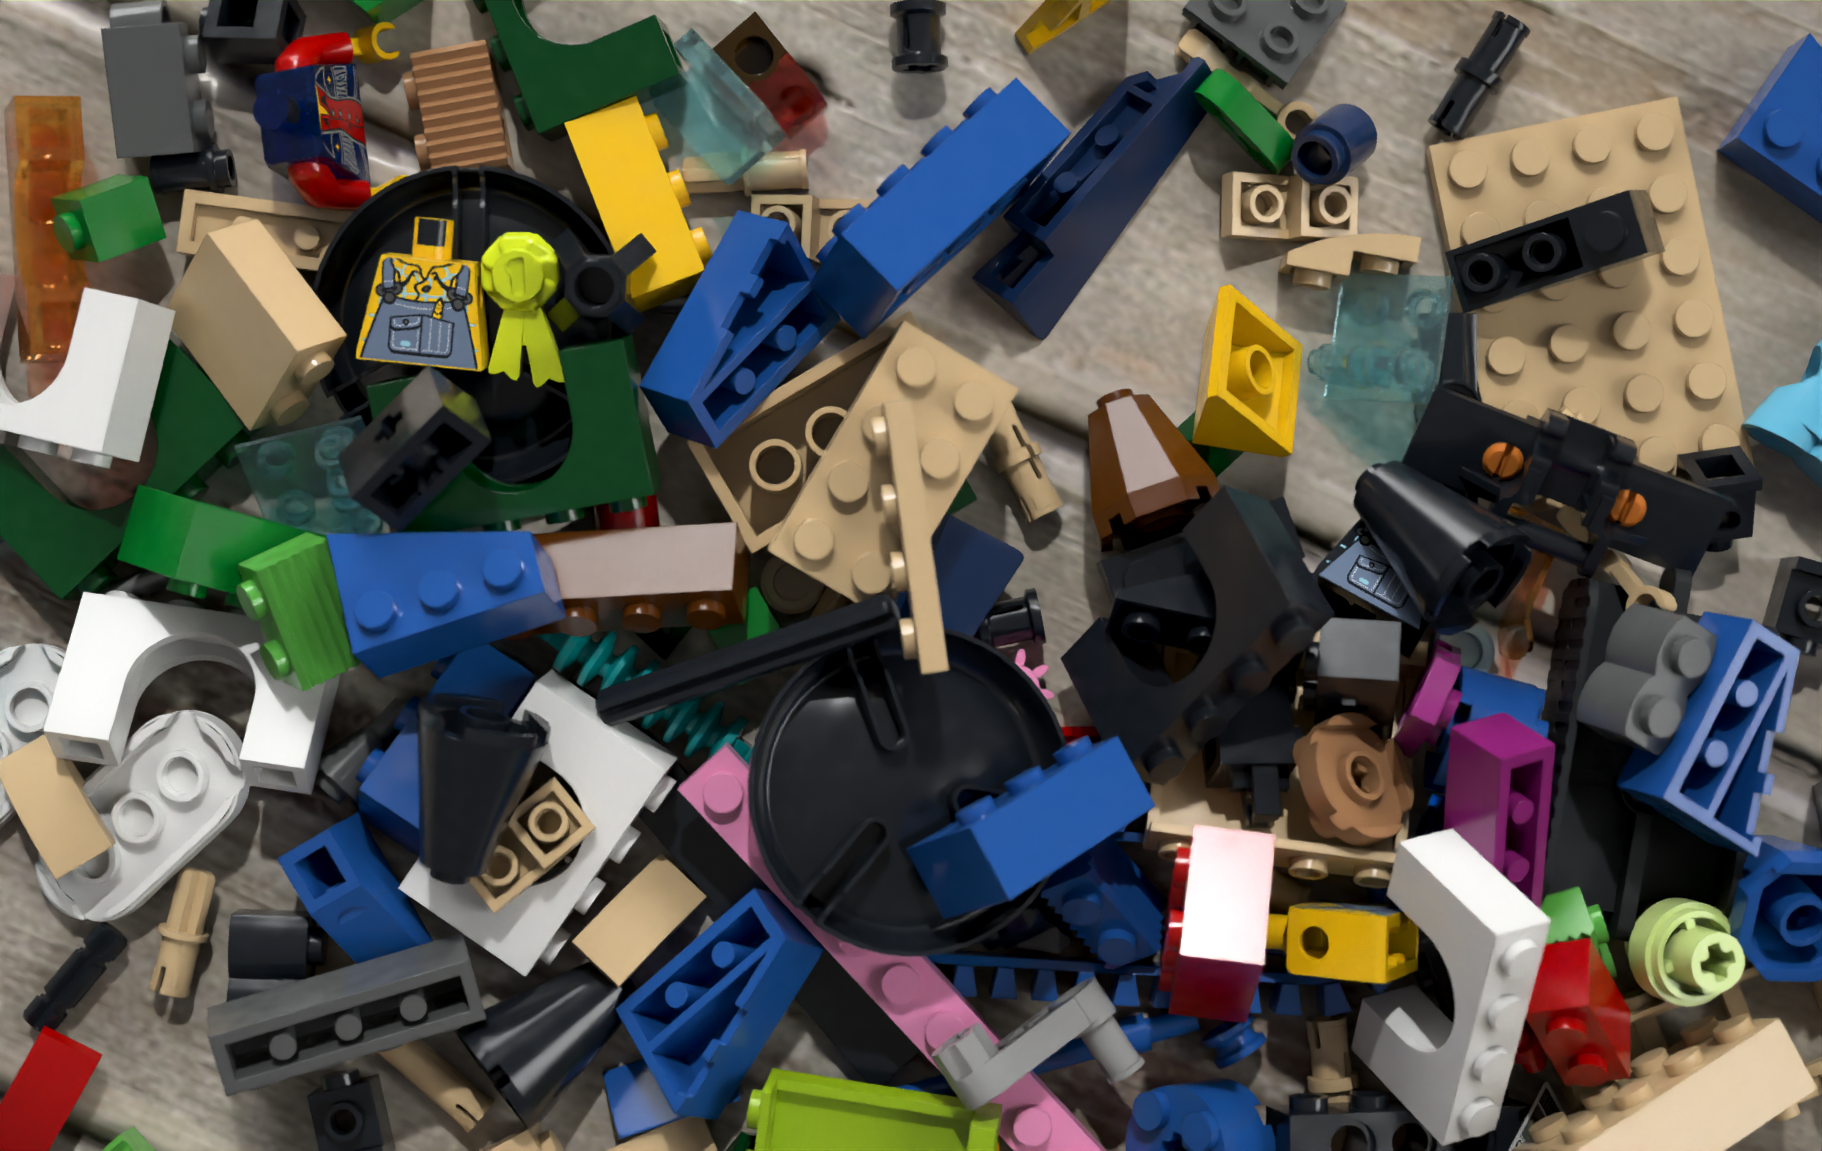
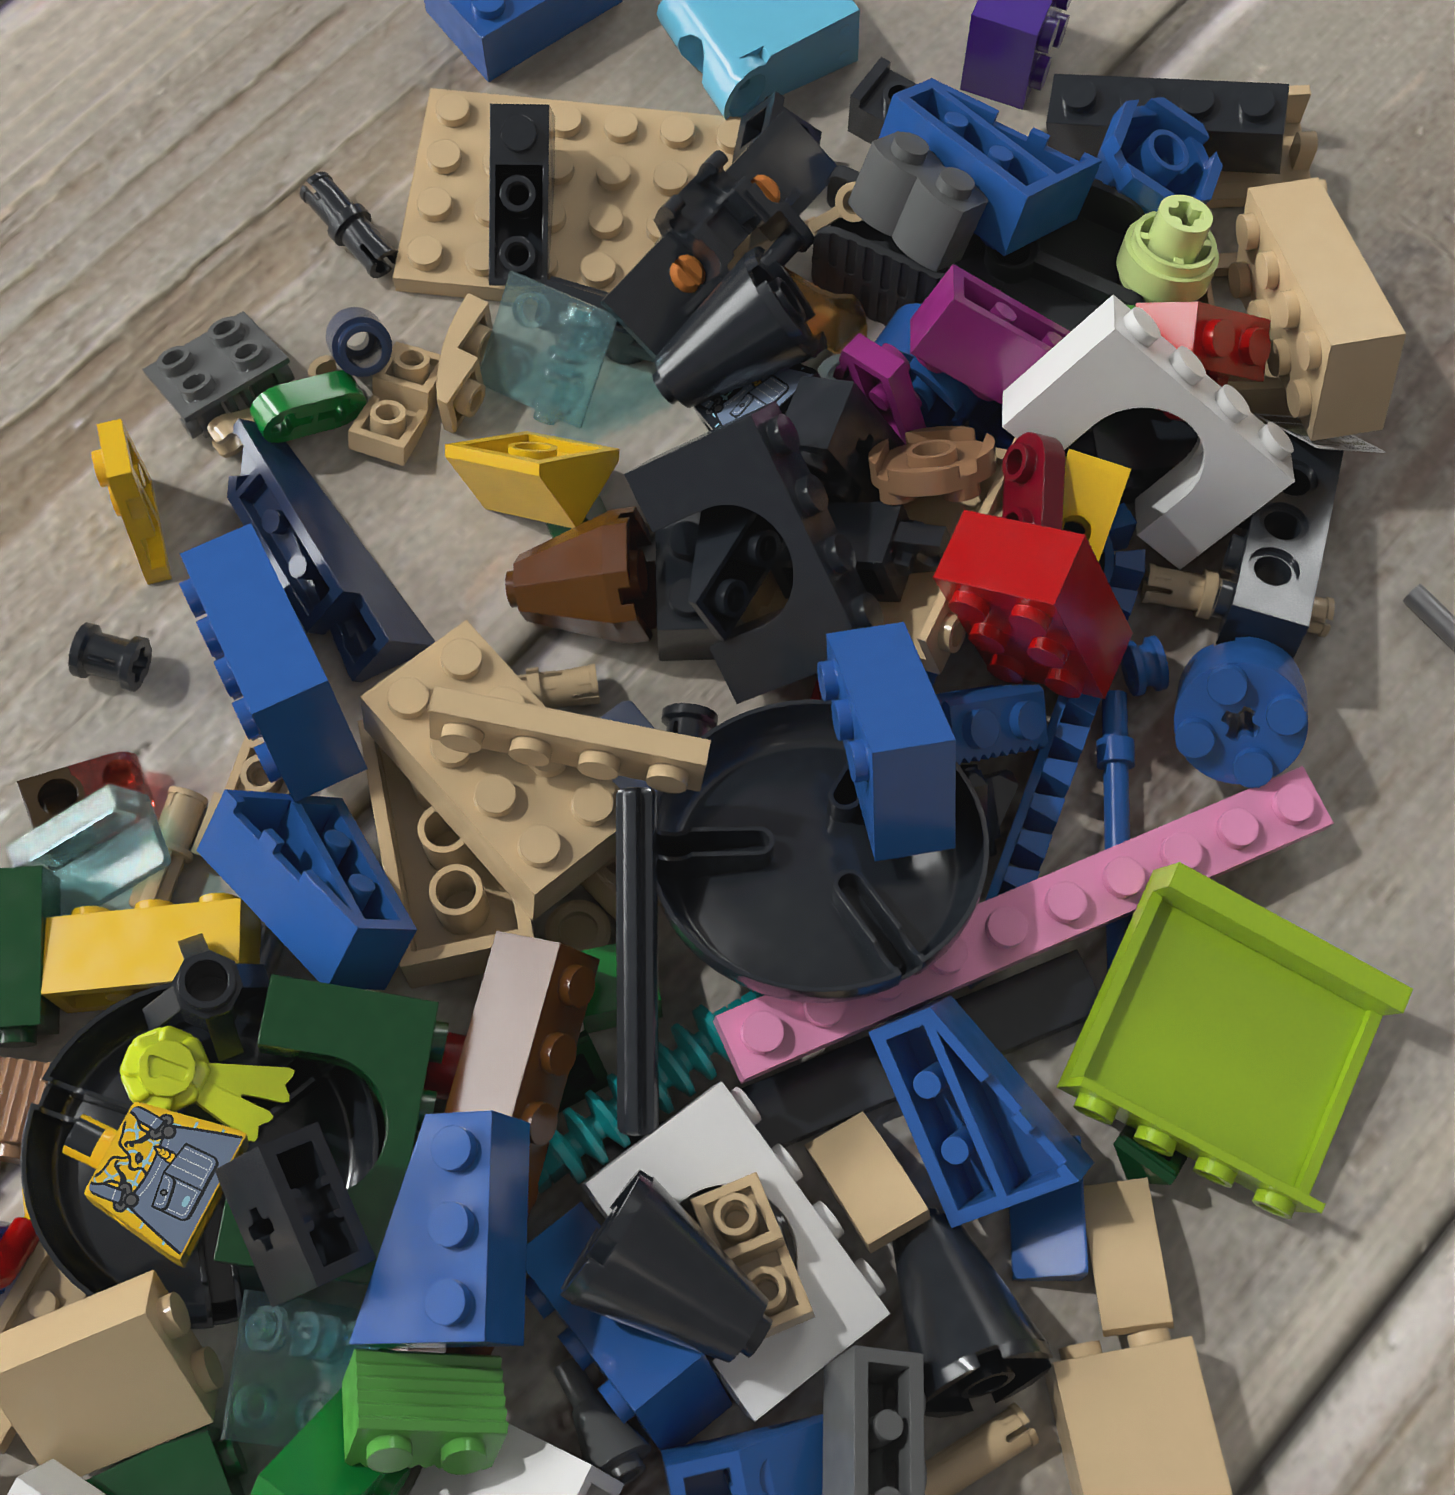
camera: 70 degrees left, 20 degrees down
(984, 1070) = (1114, 857): light grey beam -> none
(1333, 892) = (1034, 480): none -> dark red plate

